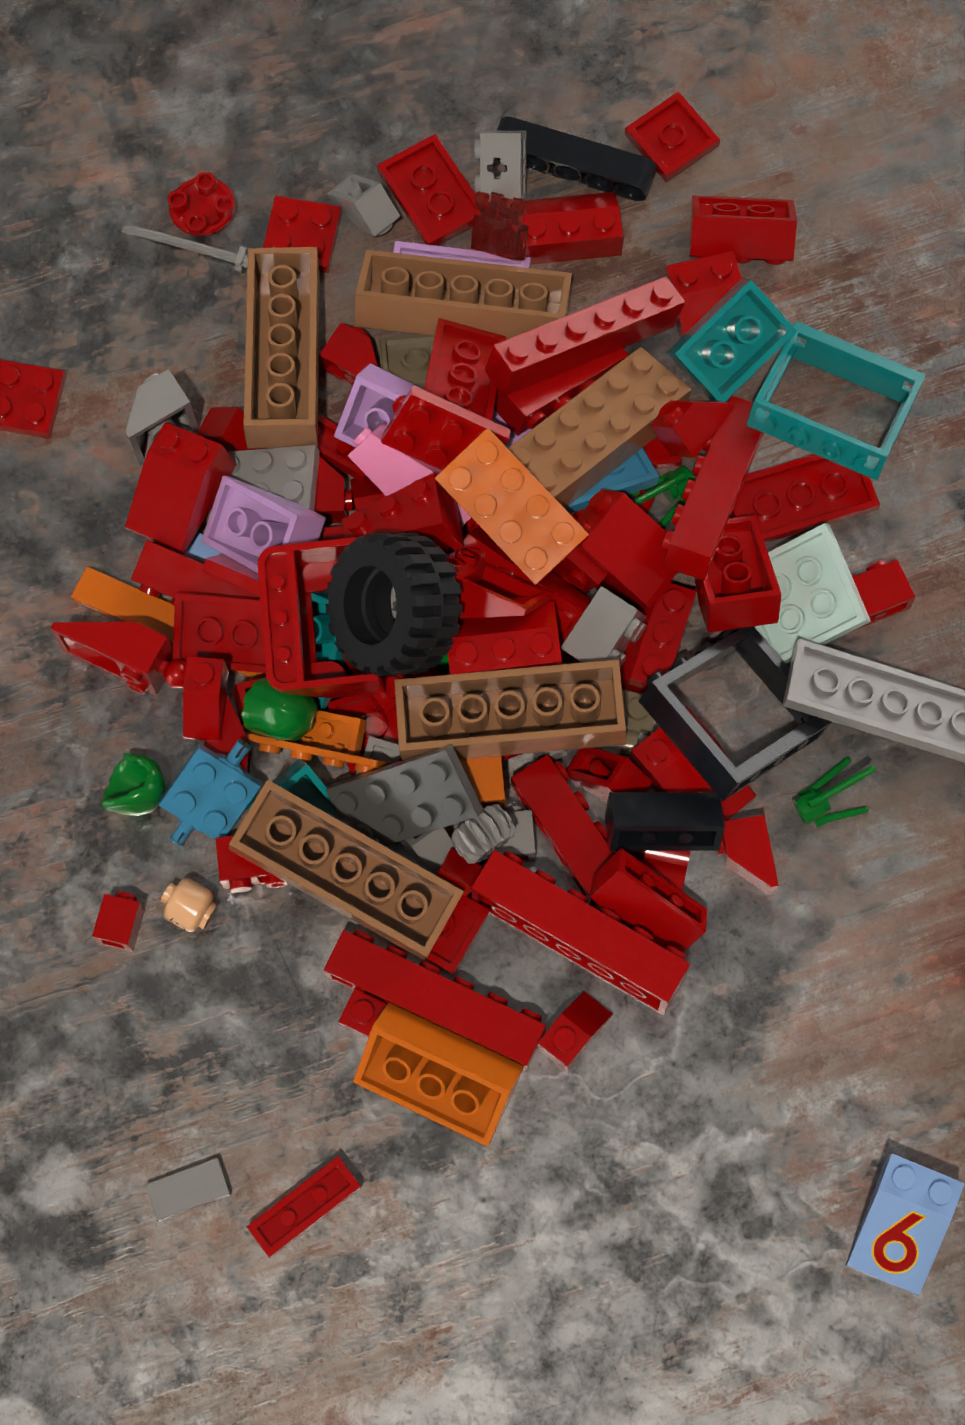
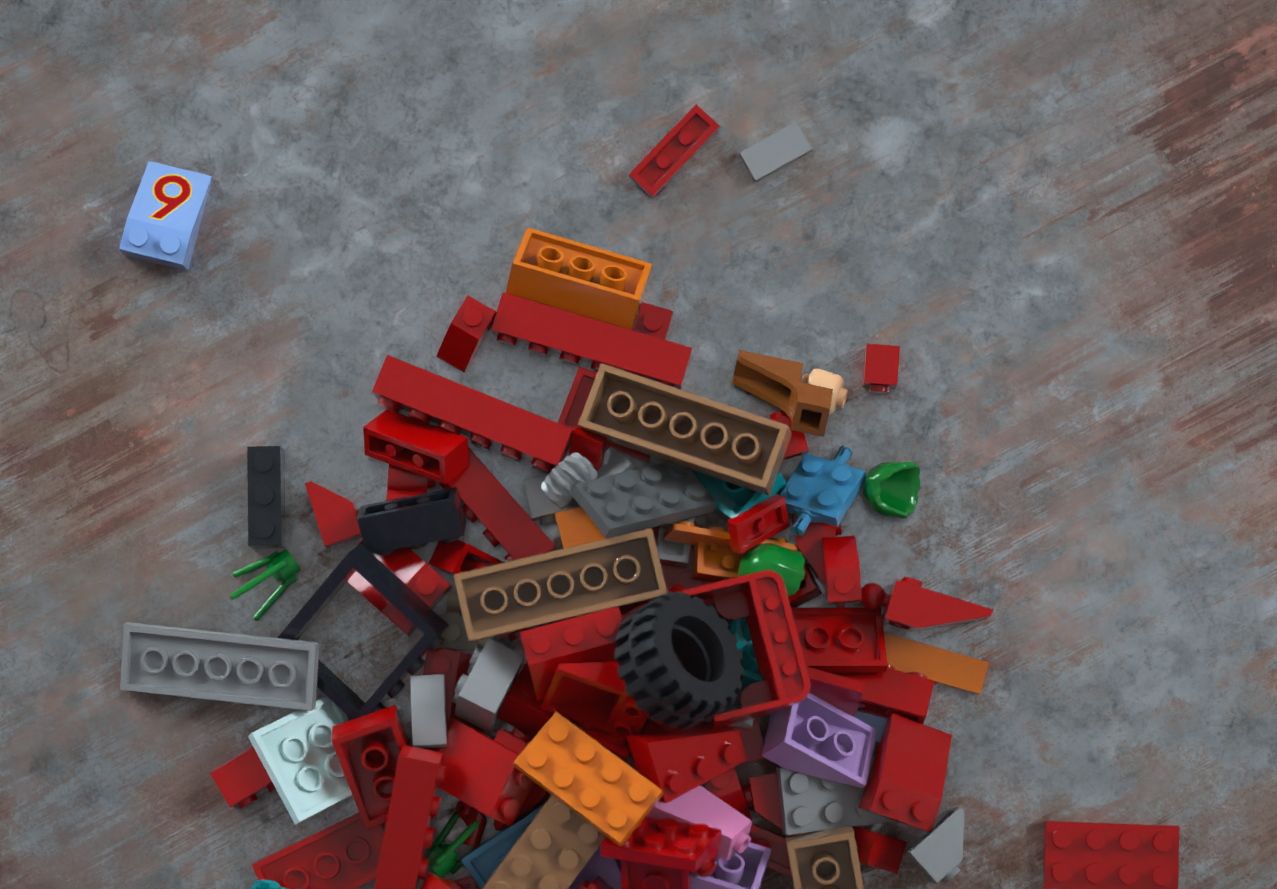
camera: 170 degrees right, 10 degrees up
(232, 915) = (779, 384): none -> dark orange arch
(285, 757) = (758, 524): none -> red plate
(672, 615) = (428, 711): none -> light grey slope
(823, 881) = (266, 497): none -> black brick

